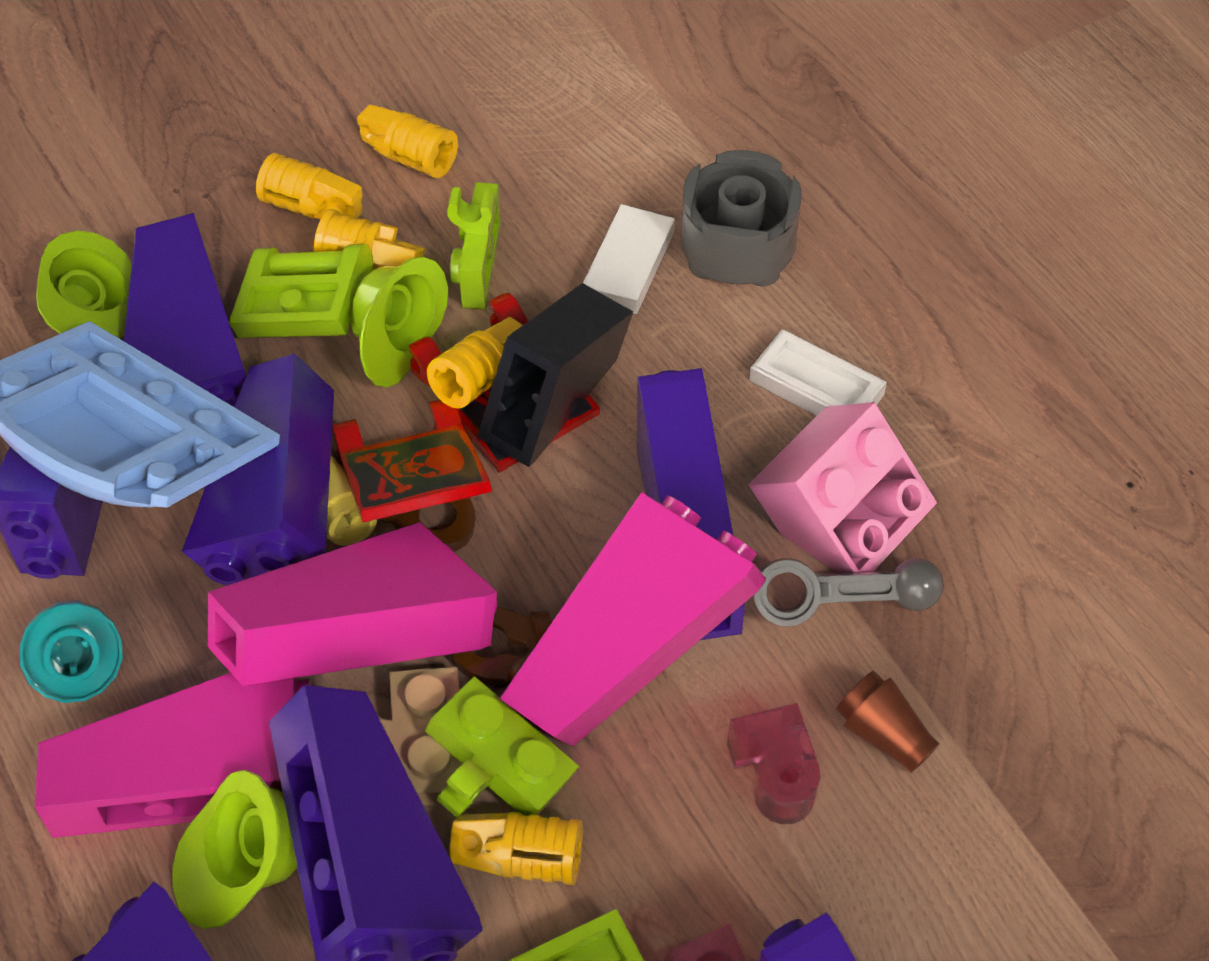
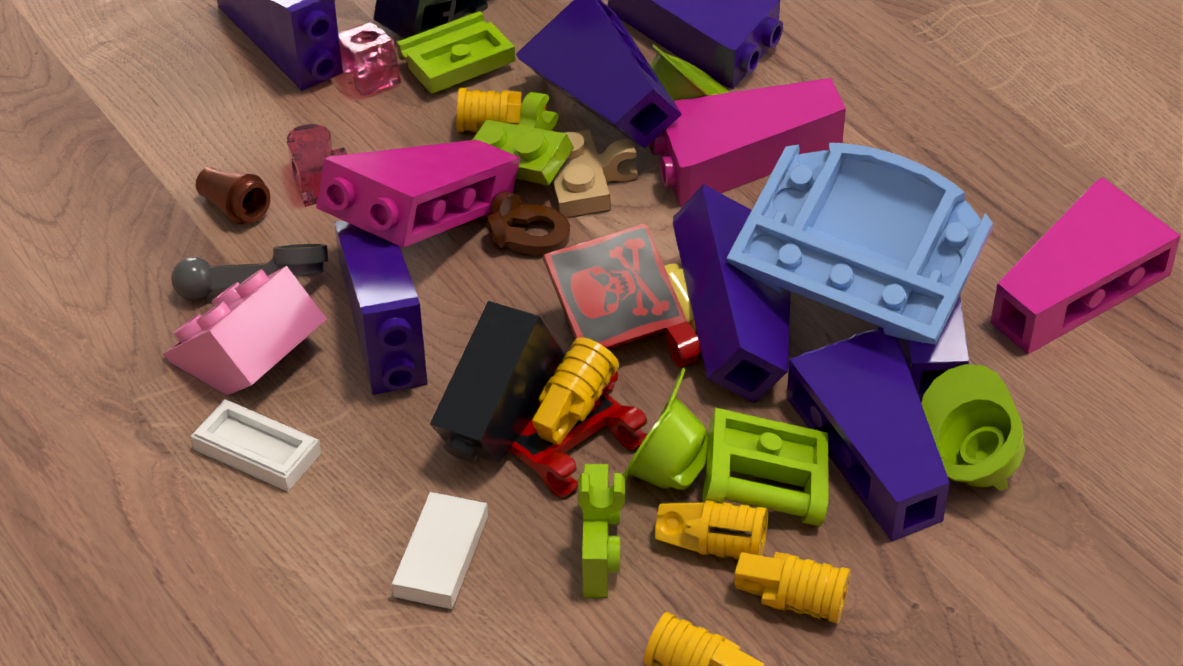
camera: 175 degrees right, 10 degrees down
(352, 610) = (638, 178): dark pink slope -> none
(740, 218) = (320, 558): dark grey brick -> none

